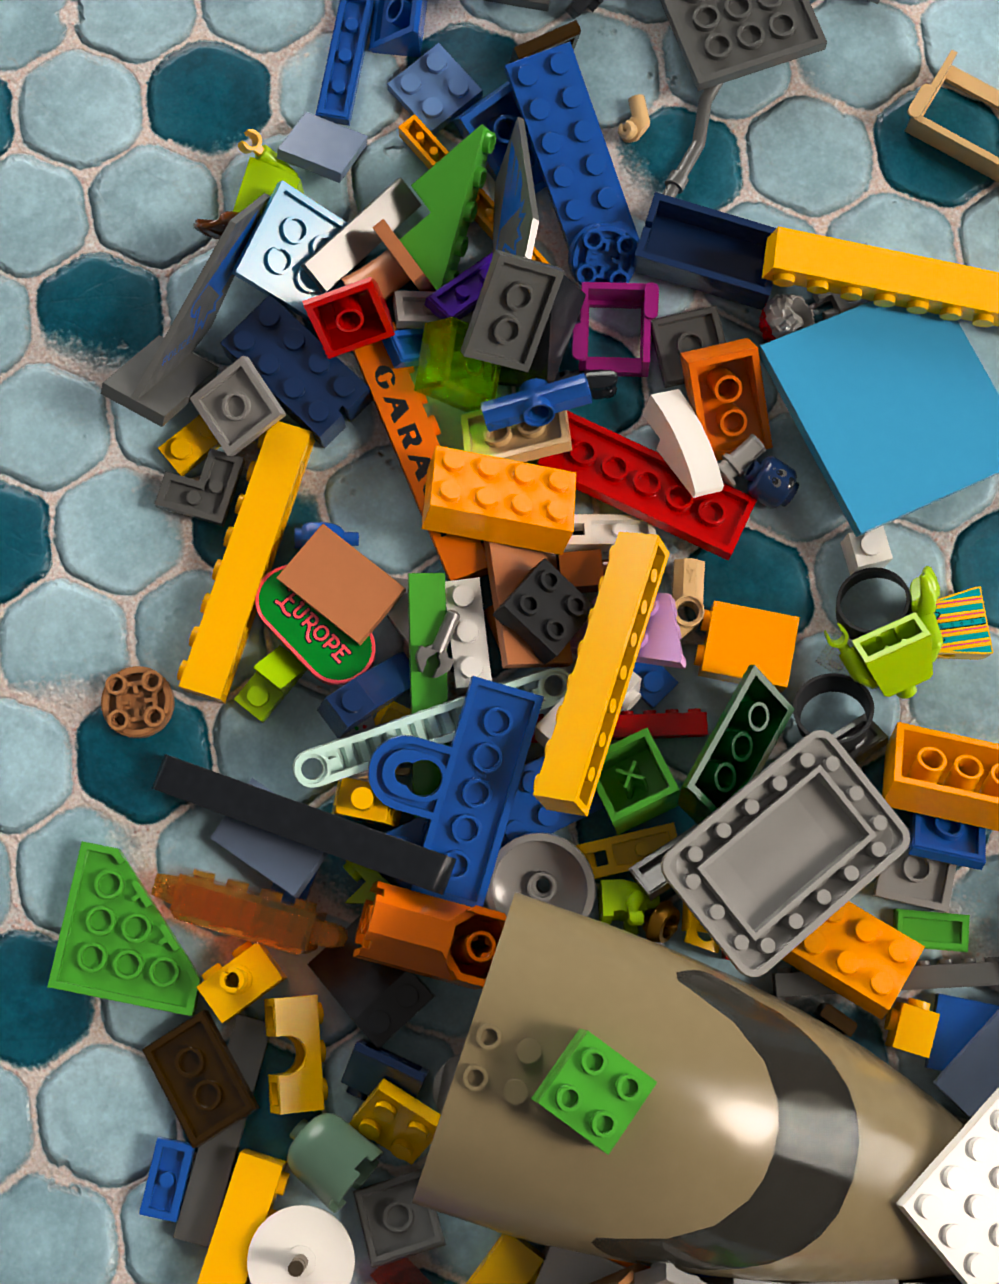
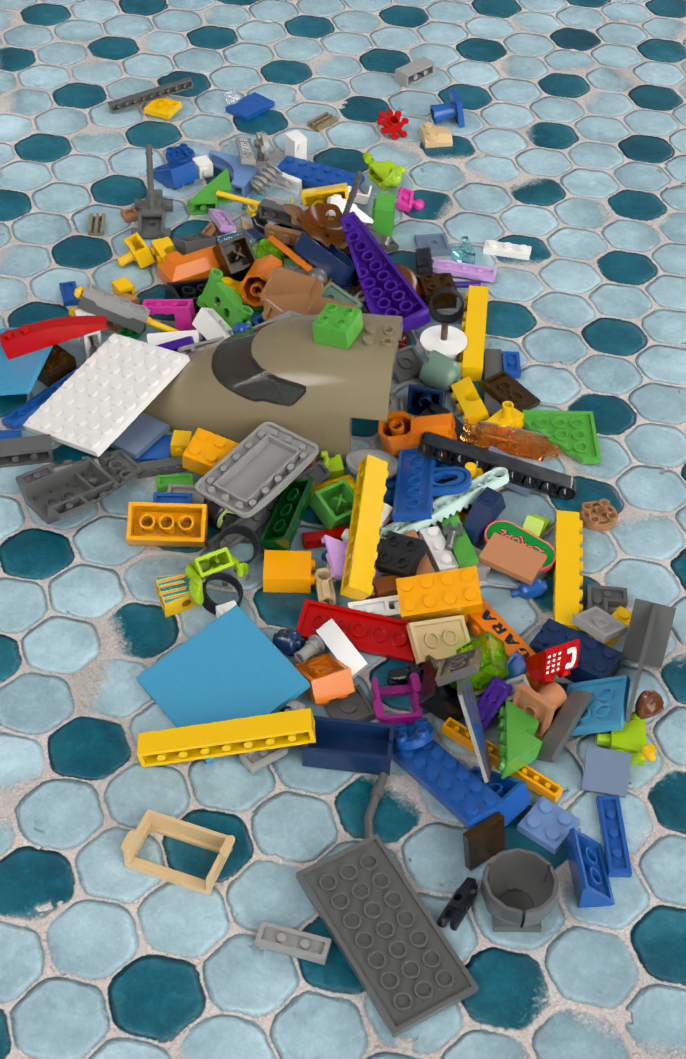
camera: 165 degrees right, 35 degrees down
(396, 1121) = (406, 379): yellow plate -> none
(536, 402) = (432, 643): blue piece -> none
(639, 120) = (411, 822): tan arm -> none

